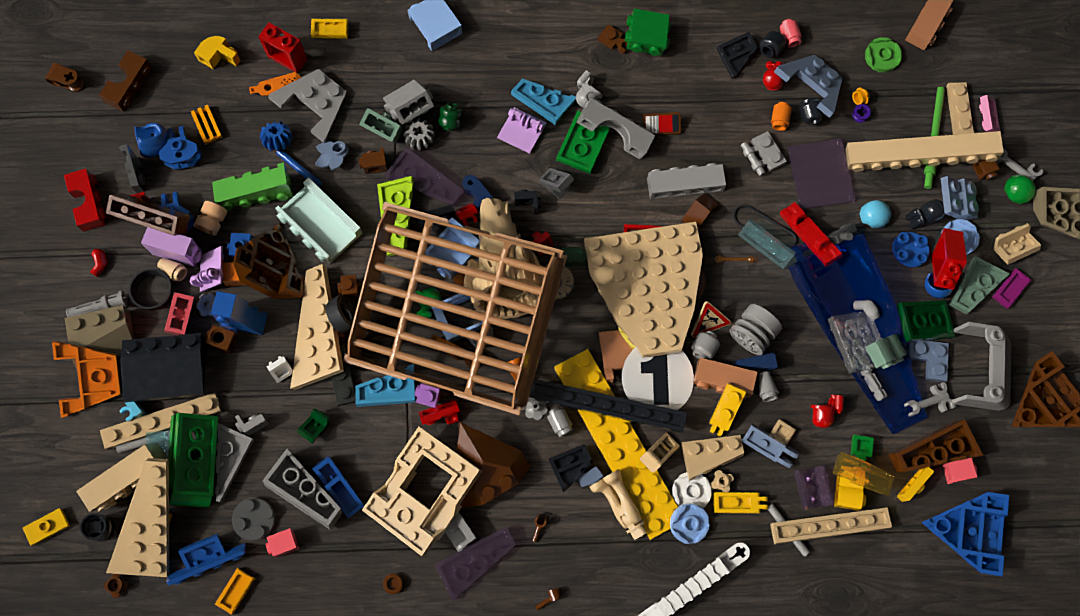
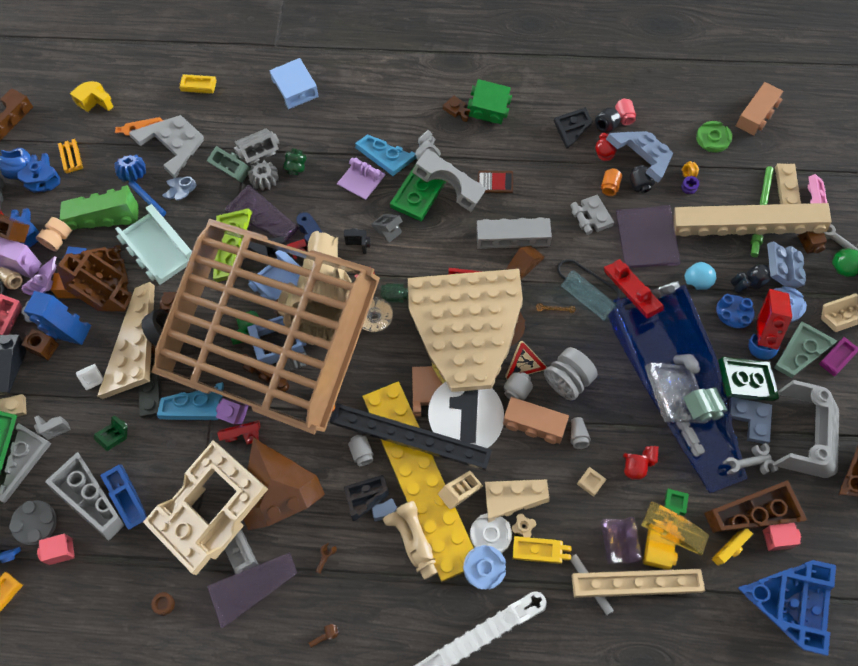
camera: 10 degrees right, 10 degrees down
(283, 49) = (150, 93): red window -> none
(373, 161) = (217, 196): reddish brown brick -> none
(535, 413) = (340, 439): light grey plant -> none
(726, 408) = (534, 450): yellow hinge -> none
(765, 362) = (573, 407): dark blue slope -> none
(769, 445) = (576, 492): sand blue hinge -> none

